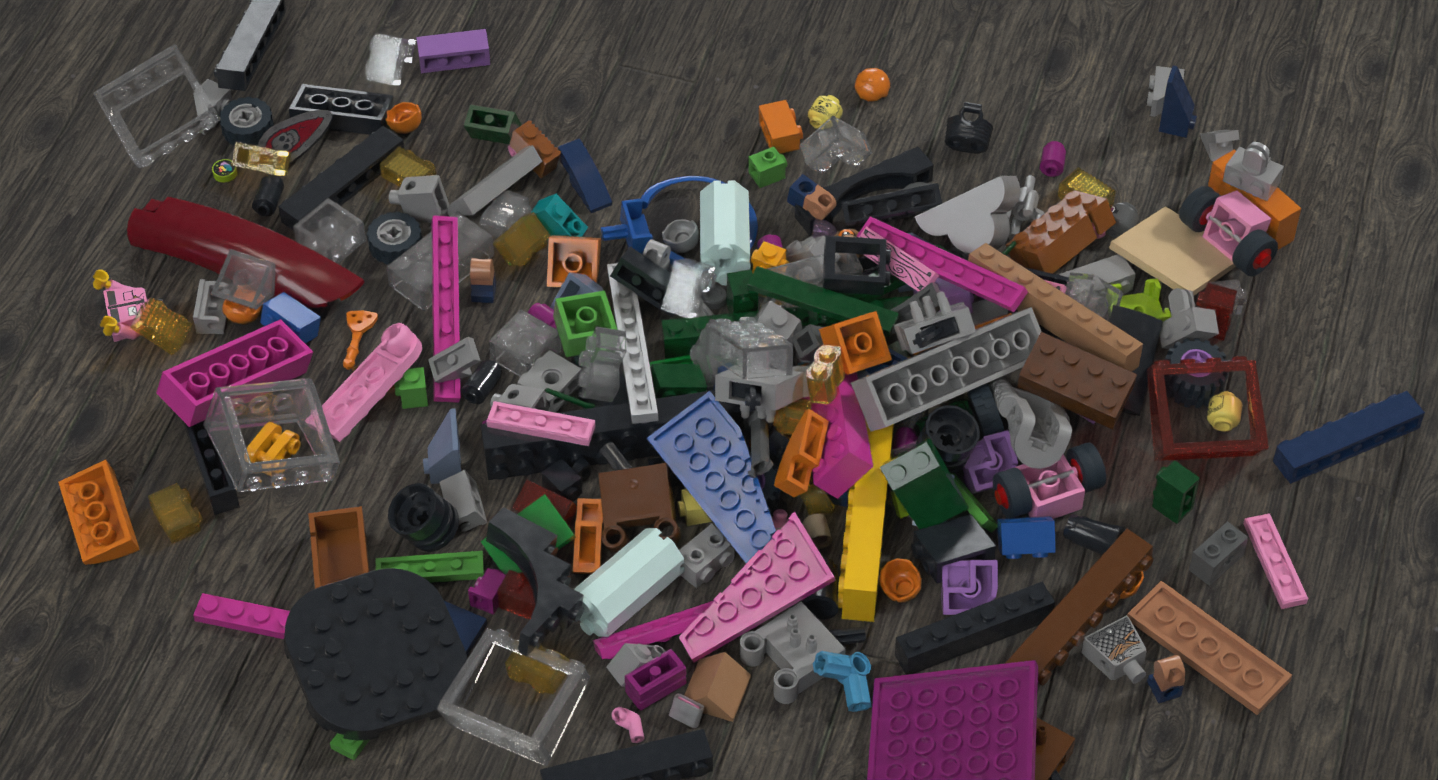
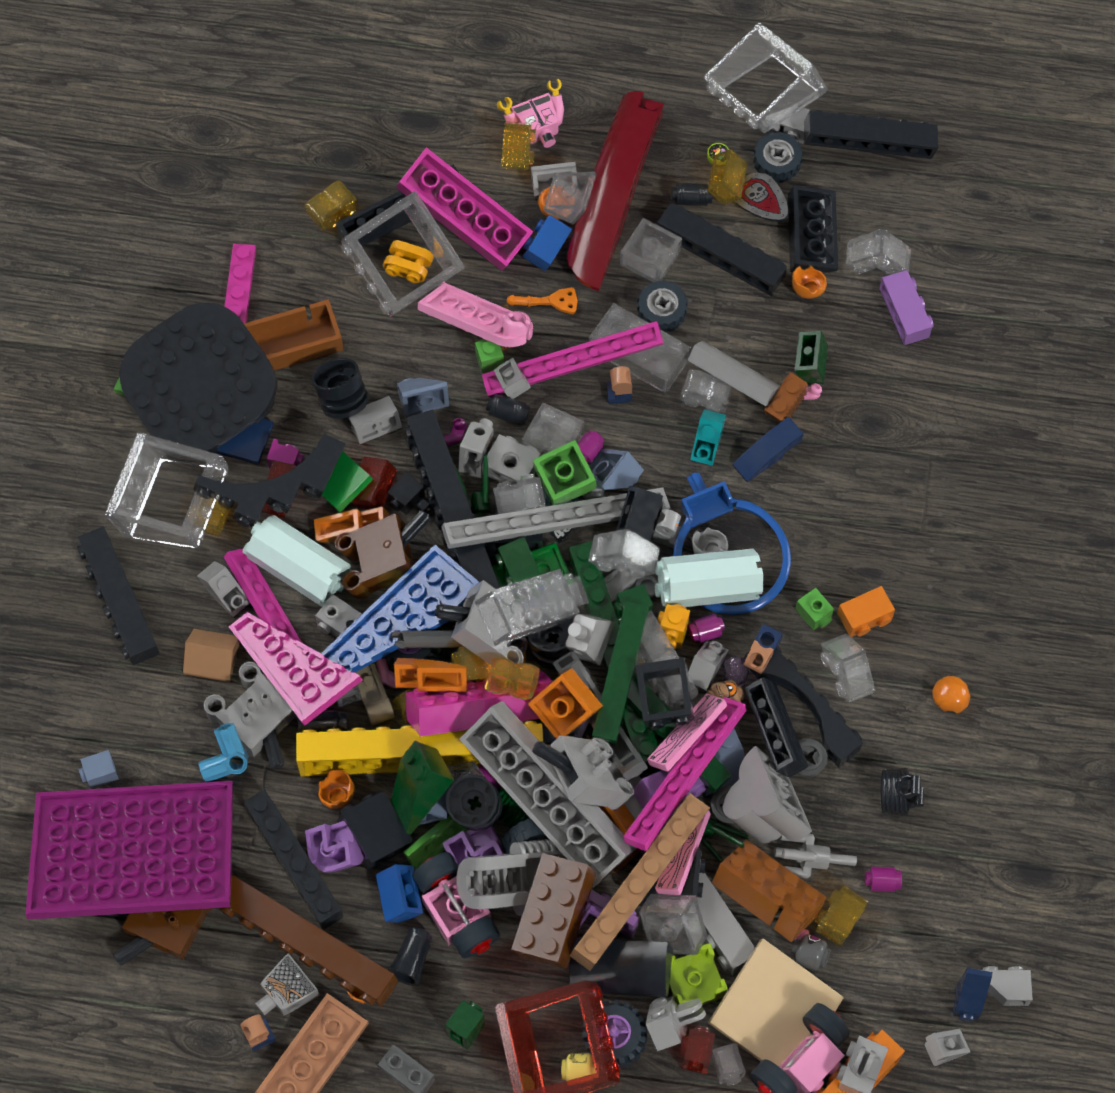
camera: 80 degrees right, 15 degrees up
(98, 514) = (324, 152): orange slope -> none
(405, 164) = (743, 301): clear yellow brick -> none
(421, 197) = (706, 310): light grey torso -> none
(439, 566) = (302, 407): bright green plate -> none
(521, 240) = (674, 409): clear yellow brick -> none
(541, 423) = (438, 456): bright pink tile -> none
(574, 256) = (663, 458): orange slope -> none
(629, 721) = (171, 590): bright pink arm -> none
(655, 679) = (204, 601): magenta brick -> none
(686, 710) = (182, 632): flat silver piece -> none
(823, 109) = (898, 652): light yellow head -> none

